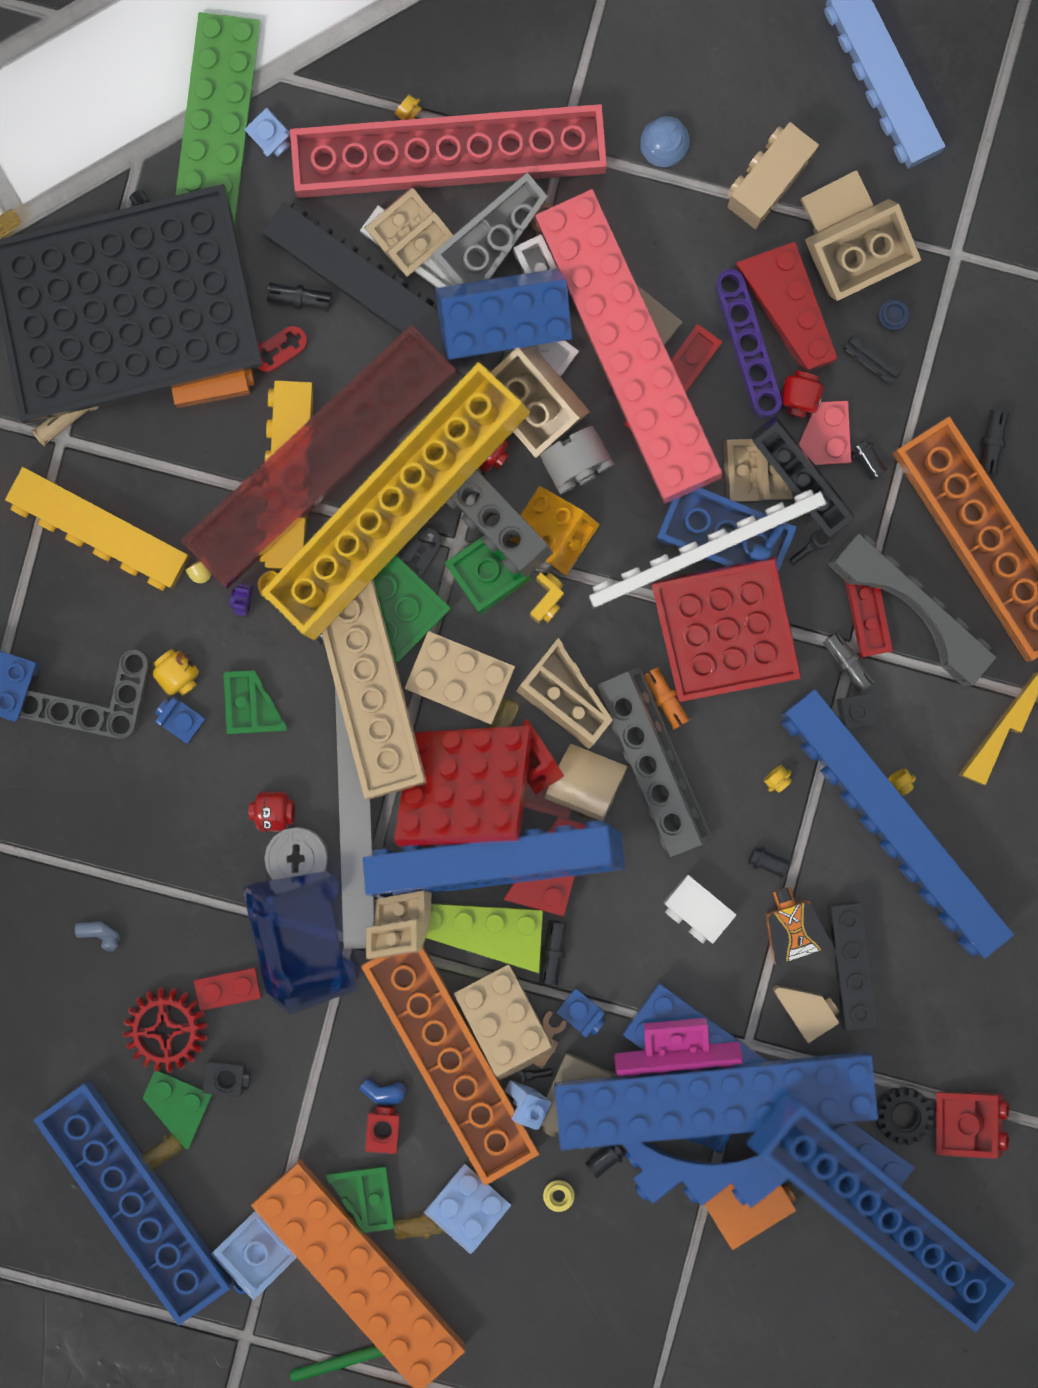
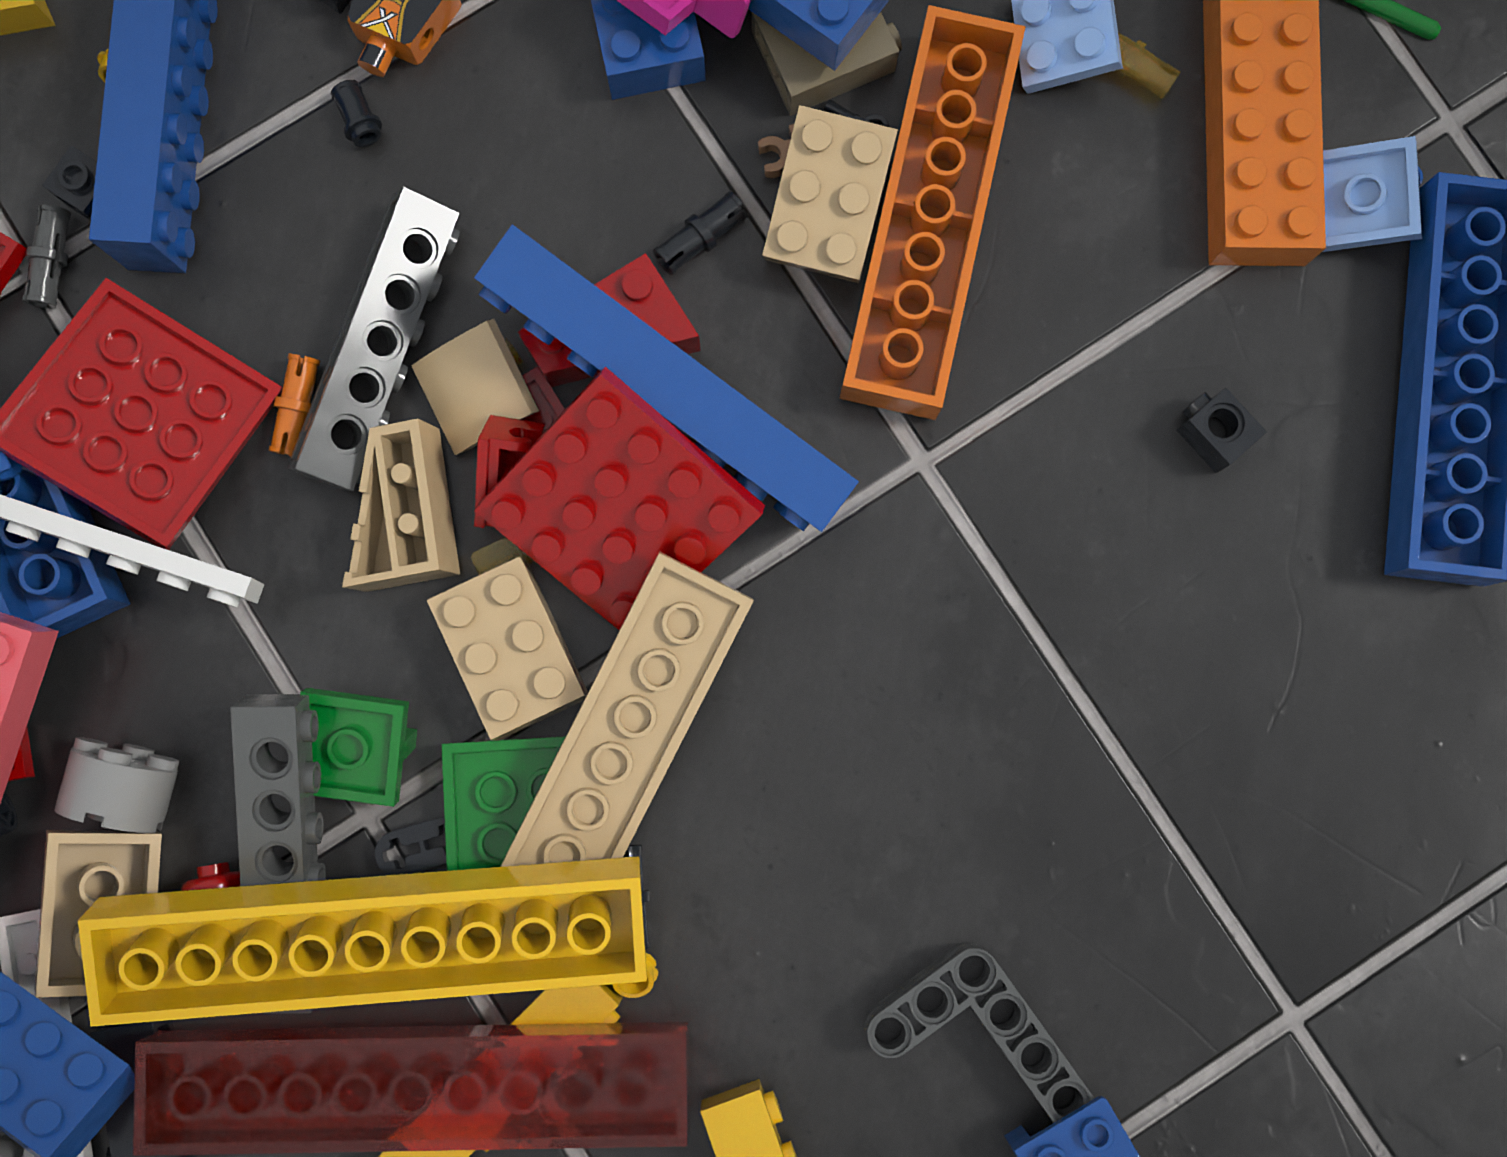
camera: 135 degrees left, 5 degrees down
(100, 930) = (1219, 742): sand blue arm -> none
(162, 1152) = (1371, 411): clear yellow pin -> none
(165, 1015) = (1278, 569): red gear -> none
(175, 672) = (848, 973): yellow head -> none
(177, 1105) = (1304, 452): green wing -> none
(179, 719) = (895, 911): blue bracket -> none
(198, 572) = (707, 1072): light yellow hinge -> none
(227, 989) = (1123, 533): red plate -> none
(241, 599) = (685, 990): dark purple plate -> none
(248, 705) = (794, 851): green wing -> none
(272, 811) = (882, 694): red head -> none
(283, 846) = (896, 583): light grey piece -> none
(299, 940) = (989, 507): clear blue windscreen -> none
(355, 842) = (811, 572): light grey beam -> none
(366, 1196) = (1172, 151): green wing -> none
(381, 1144) = (1095, 187): red brick -> none
(384, 1095) = (1047, 244): blue arm -> none
(398, 925) = (852, 413): tan slope -> none
(490, 931) = (751, 322): lime wedge -> none
(530, 1105) = (882, 74): light blue bracket -> none
(548, 605) = (296, 649): yellow bracket -> none
(560, 525) = (203, 720): light orange bracket -> none
(582, 1013) = (731, 134): blue bracket -> none
(699, 909) = (484, 129): white brick -> none
(778, 779) = (255, 197): yellow plate -> none

